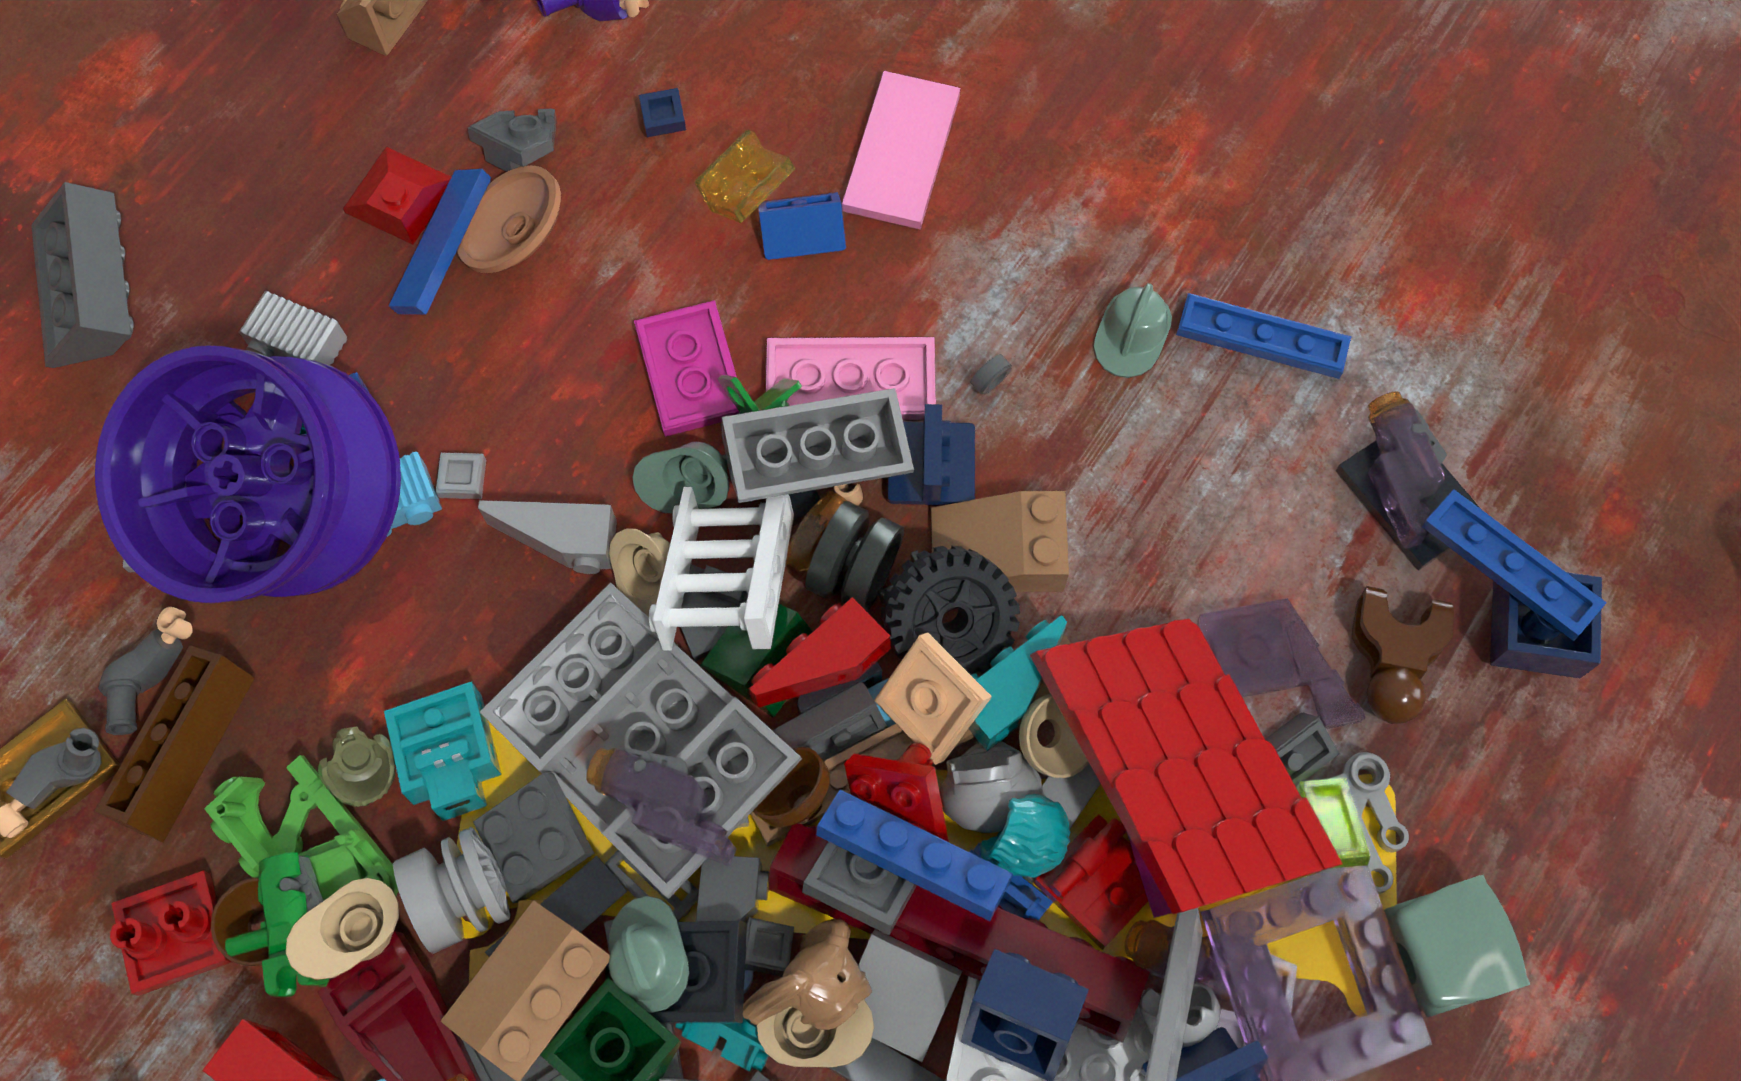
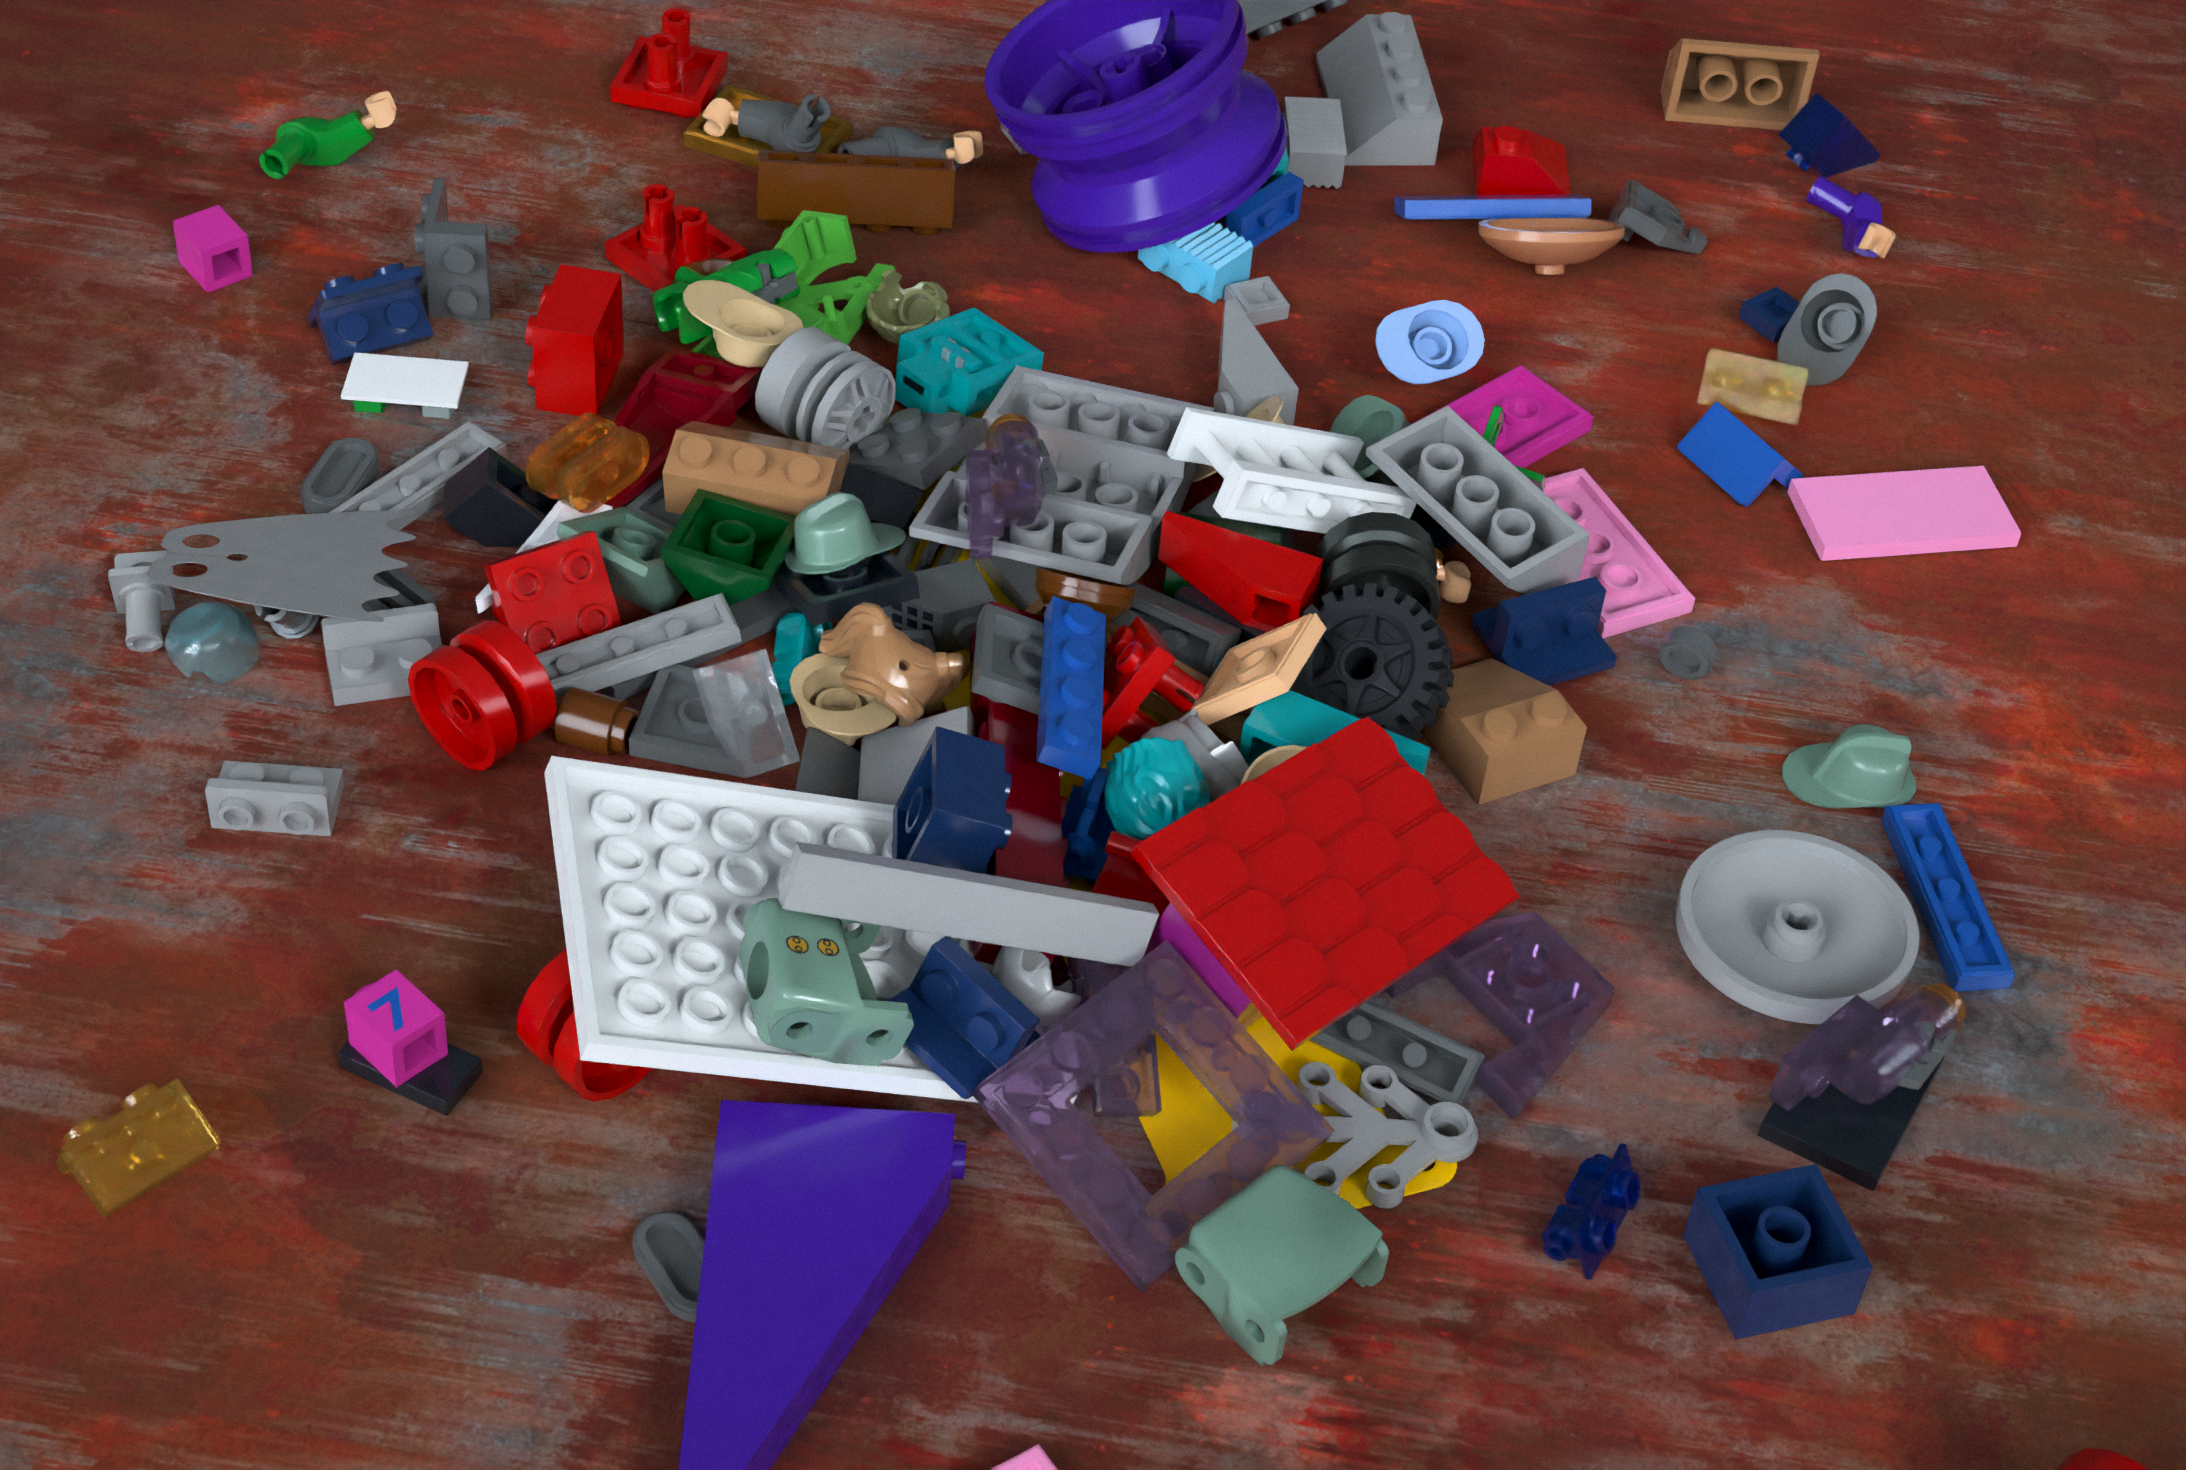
camera: 60 degrees right, 25 degrees down
(255, 248) = (1383, 92): none -> light grey slope
(597, 378) = (1430, 342): none -> light blue piece
(711, 91) = (1829, 327): none -> dark grey piece
(1281, 452) = (1796, 925): none -> light grey dish
(1339, 818) = (1356, 1086): clear neon green tile -> none
(1399, 653) = (1631, 1110): reddish brown piece -> none
(1472, 727) = (1604, 1194): none -> clear blue hinge
(1514, 565) = (1810, 1149): blue plate -> none

